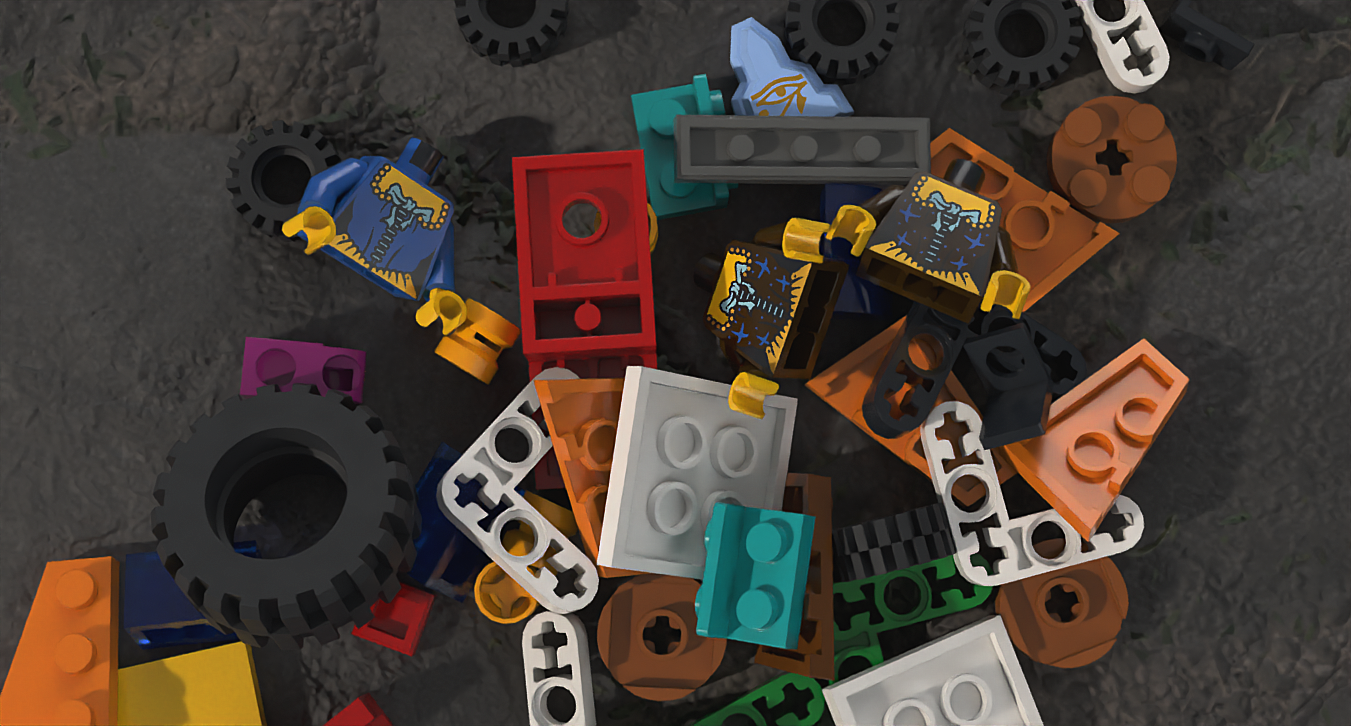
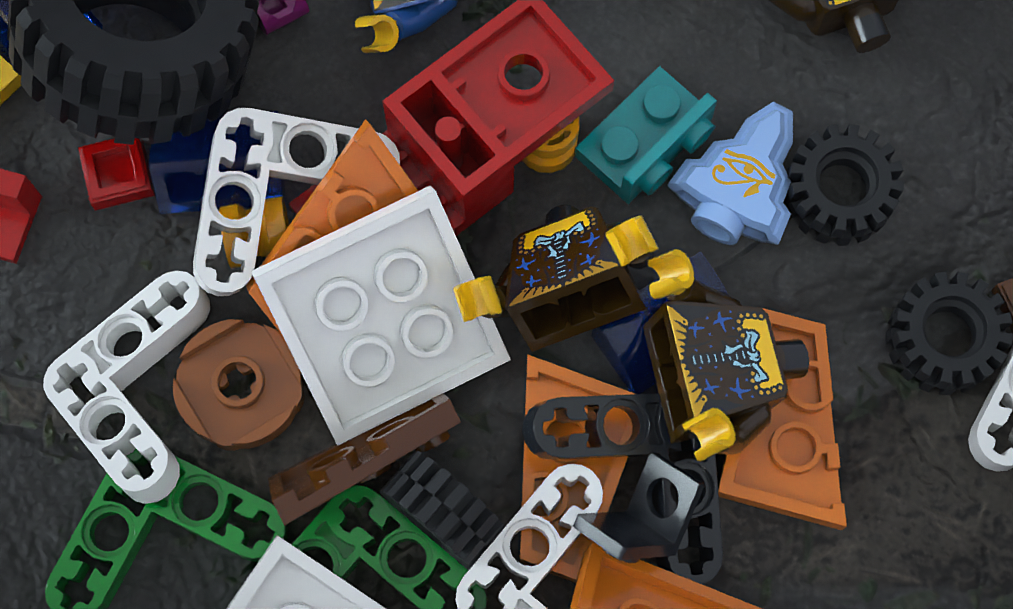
camera: 60 degrees right, 10 degrees down
(471, 354) = (362, 80): light orange wheel -> none
(499, 595) = (178, 232): light orange wheel -> none
(754, 575) = (330, 405): teal bracket -> none
(800, 149) = (712, 211): dark grey tile -> none
(1135, 131) = (945, 482): dark orange plate -> none

